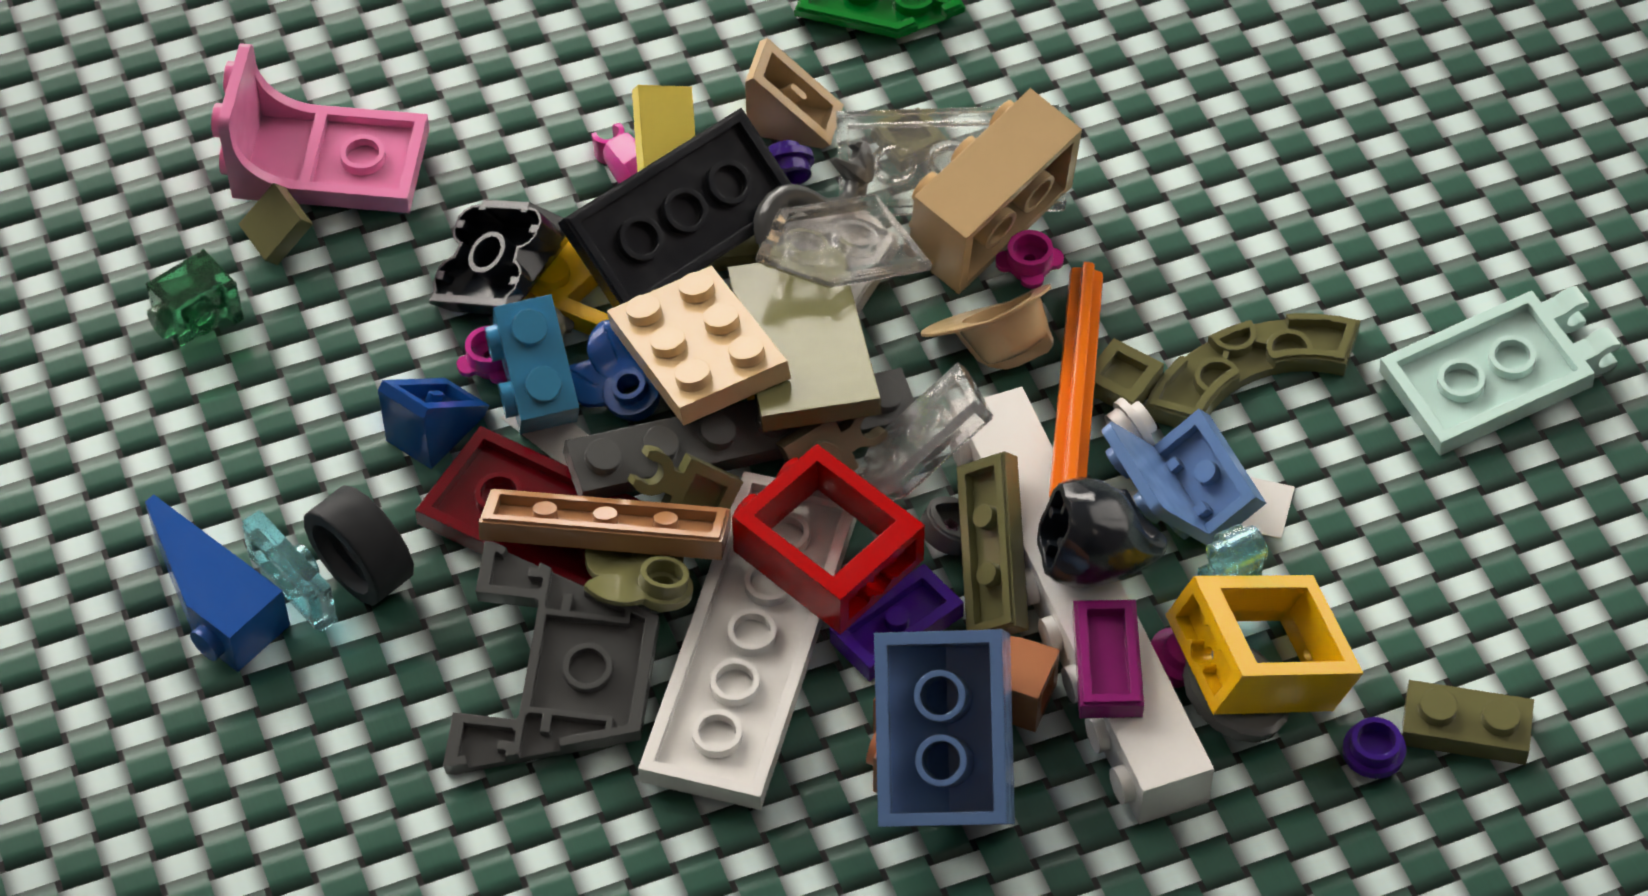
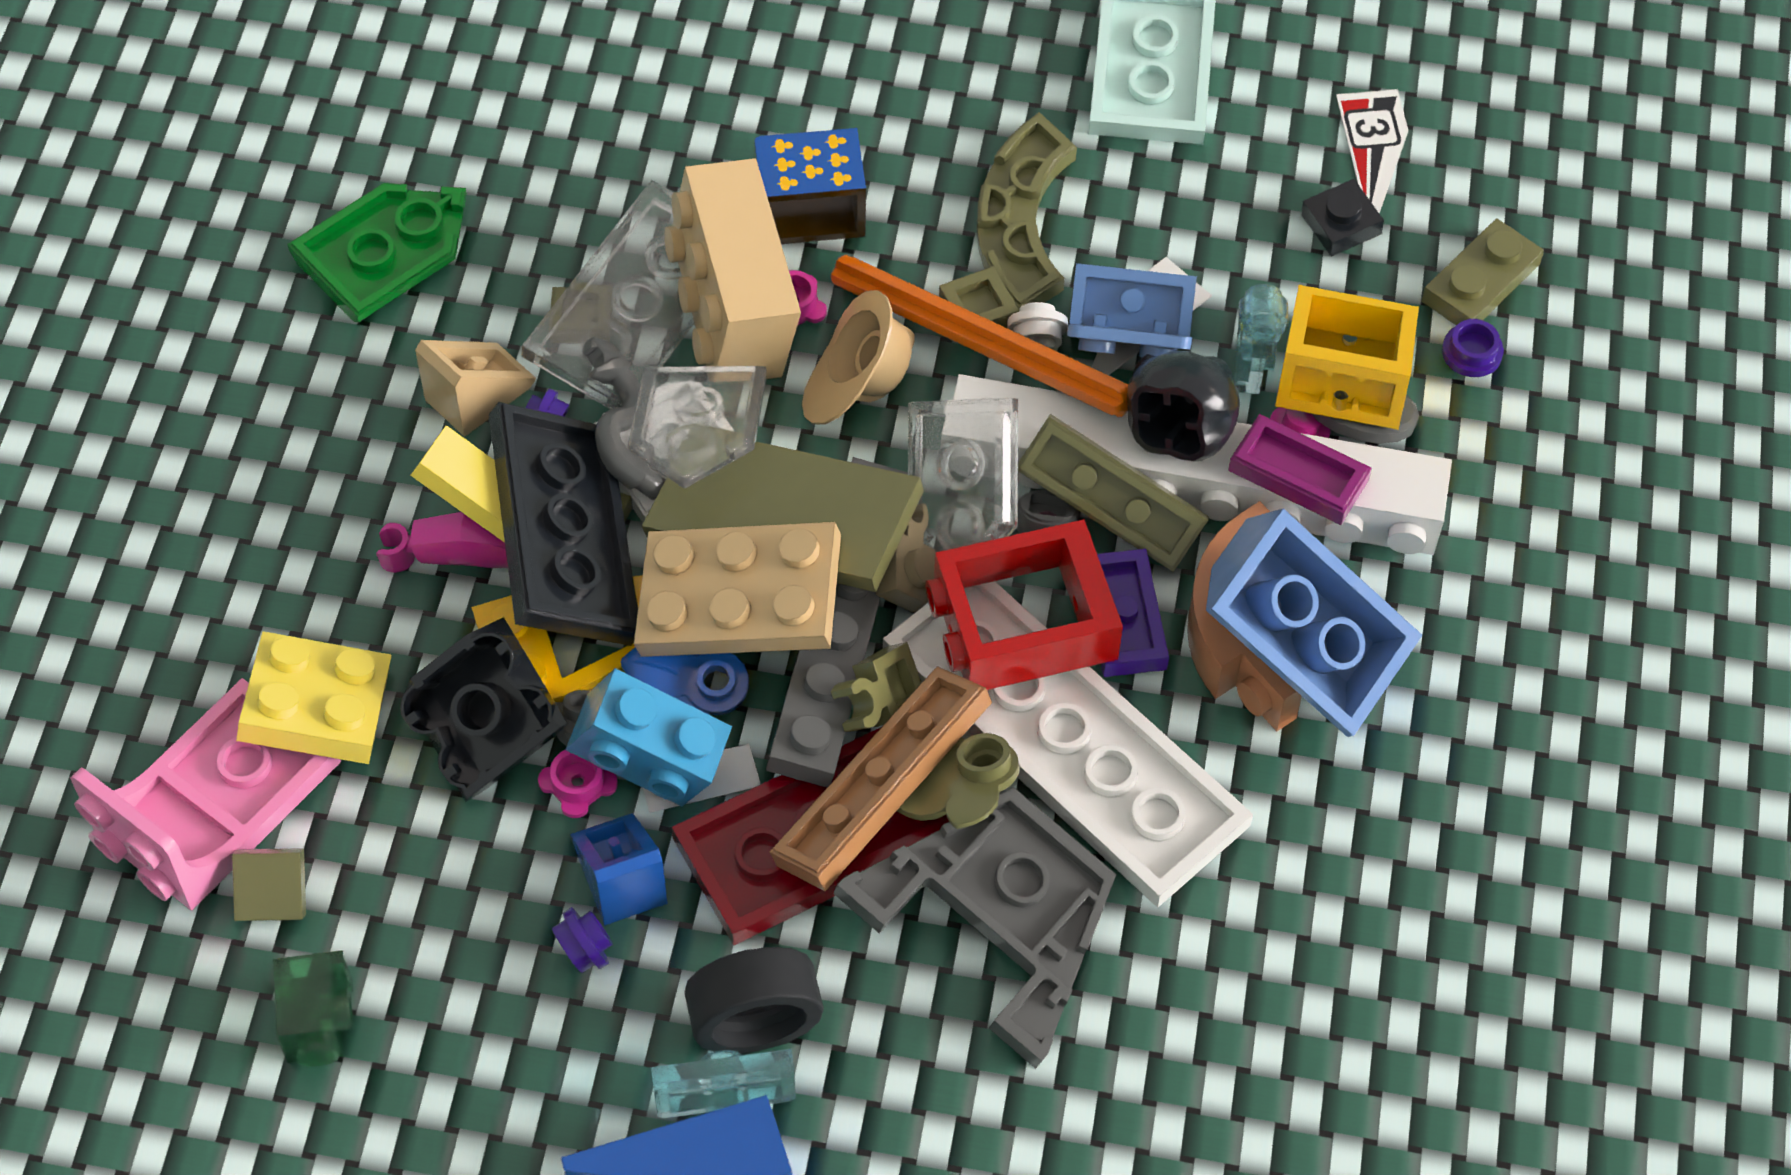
camera: 60 degrees left, 5 degrees up
(352, 425) = (583, 939): none -> dark purple plate
(438, 161) = (314, 698): none -> light yellow plate
(1144, 207) = (814, 184): none -> piece
(1439, 587) = (1342, 217): none -> black plate
(1563, 572) = (1375, 138): none -> sticker

